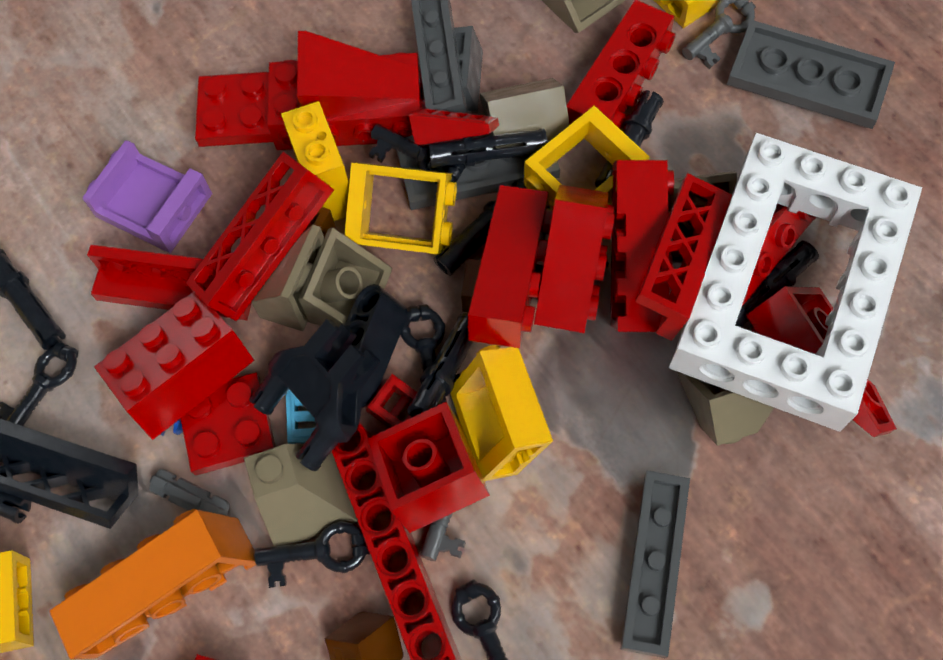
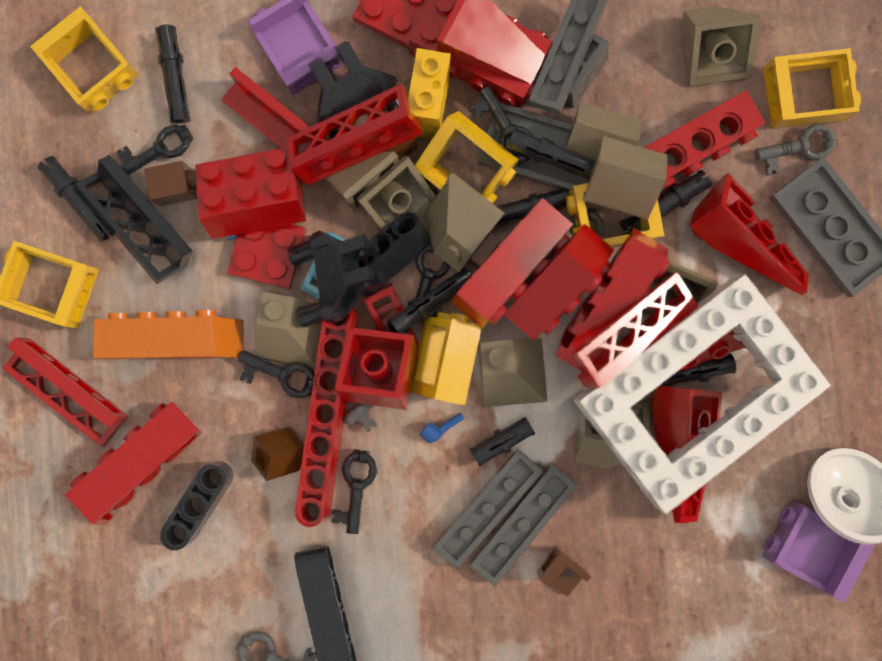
camera: 25 degrees right, 20 degrees up
(75, 408) = (171, 183): none -> reddish brown brick
(186, 493) = (218, 289): dark grey axle -> none
(232, 192) = (349, 88): none -> black connector
(427, 265) = (460, 222): none -> dark tan slope
(439, 125) = (536, 123): red slope -> none
(535, 514) = (432, 433): none -> blue hand
(574, 124) = (626, 178): none -> dark tan slope
(582, 394) = (512, 372): none -> dark tan slope
(609, 500) = (521, 429): none -> black pin
(706, 125) = (735, 230): none -> red wedge
(709, 559) = (523, 525): none -> dark grey plate
(792, 584) = (562, 572): none -> reddish brown panel

